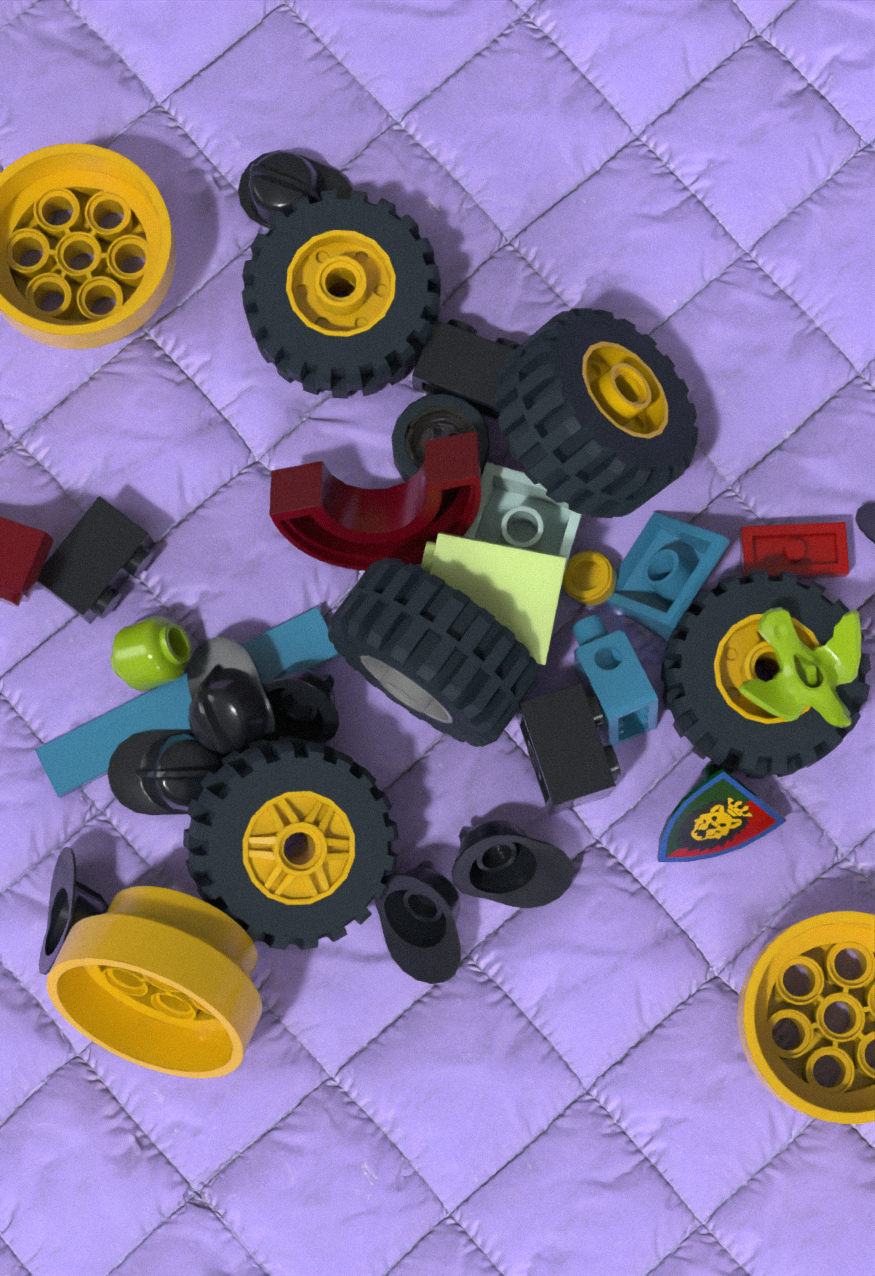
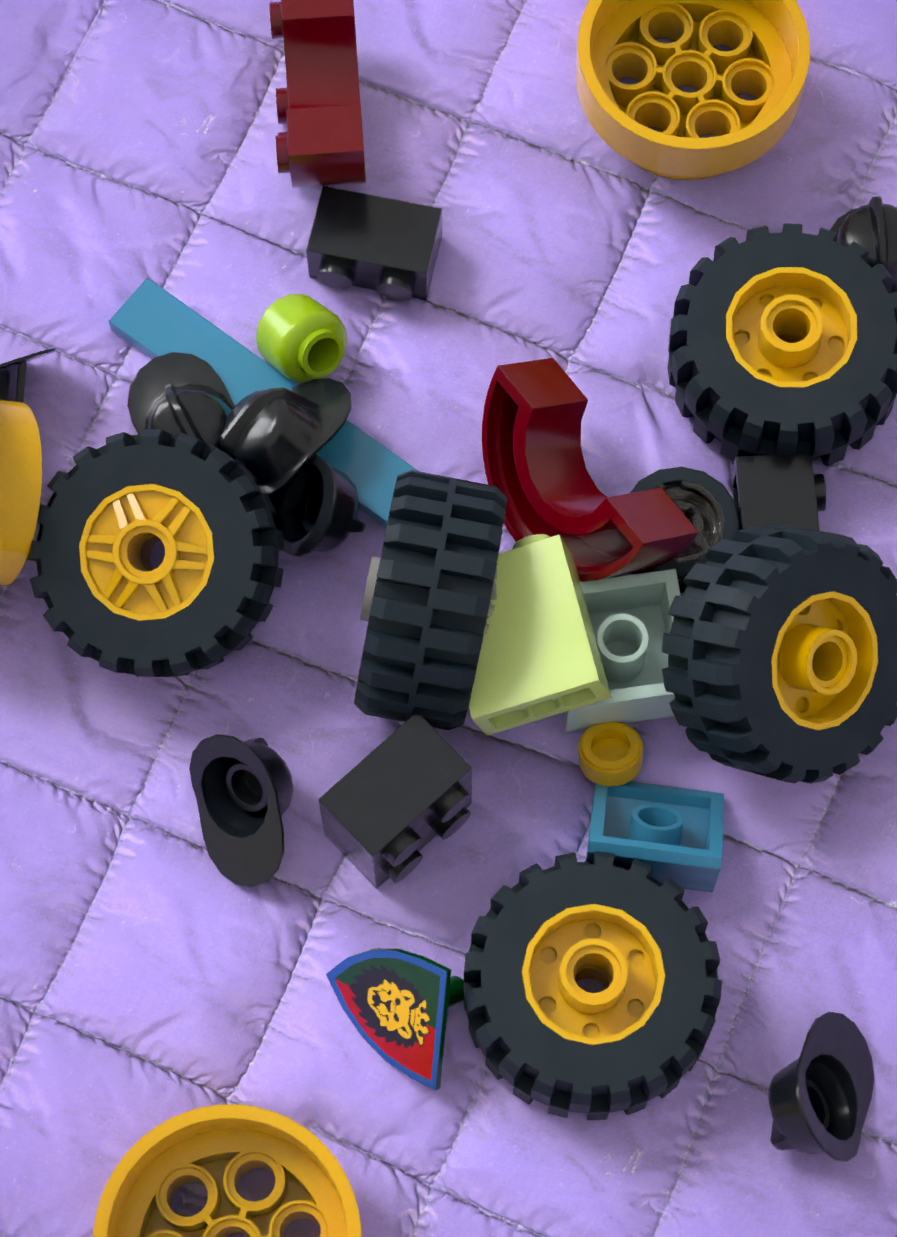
camera: 65 degrees right, 10 degrees down
(421, 923) = (141, 737): black piece -> none
(616, 677) = (499, 825): dark azure torso -> none
(802, 549) = (758, 965): red plate -> none
(818, 669) = (594, 1021): lime animal -> none

